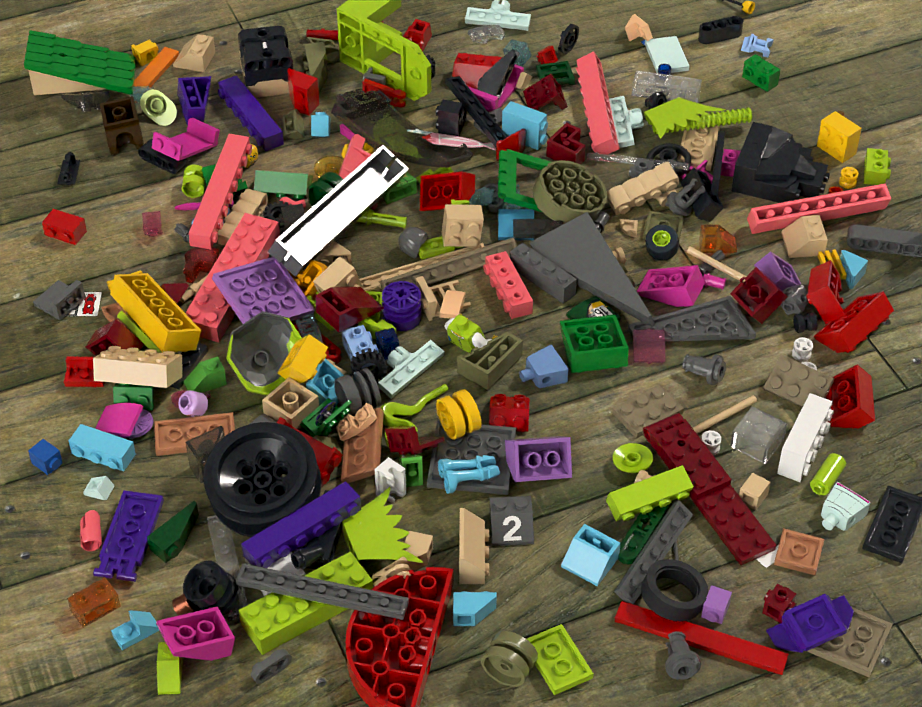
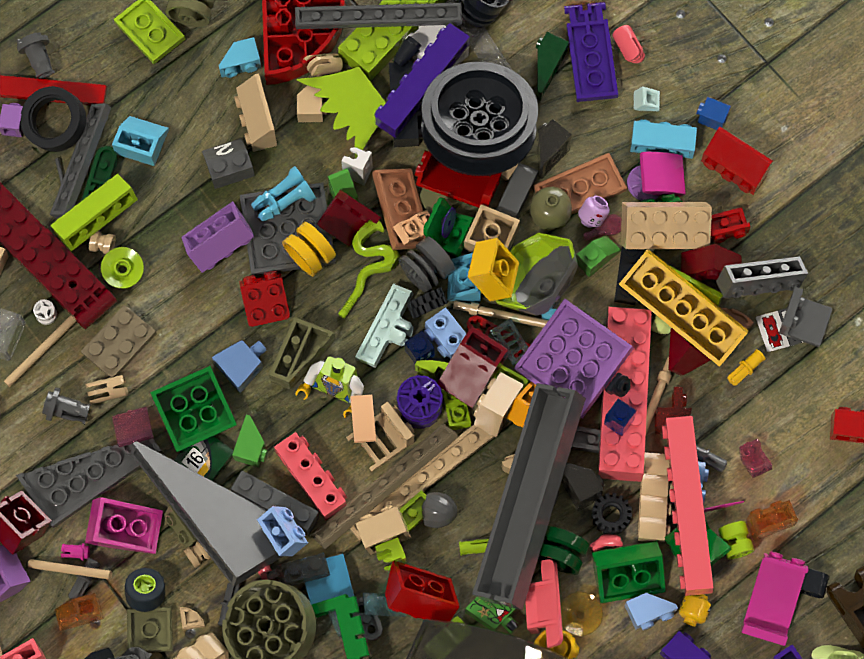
camera: 165 degrees right, 25 degrees up
(48, 411) = (736, 161): none -> red slope
(77, 318) = (761, 277): none -> dark grey brick
(161, 183) = (771, 520): none -> clear orange brick
(229, 412) = (551, 208): none -> olive cylinder
(236, 261) = (619, 385): none -> black plate
(246, 237) = (620, 417): none -> clear blue brick
(278, 159) = (647, 609): none -> light blue slope
(542, 233) = (282, 531): none -> light blue brick
(551, 313) = (250, 445): none -> bright green slope
(665, 375) = (111, 384): none -> tan arm

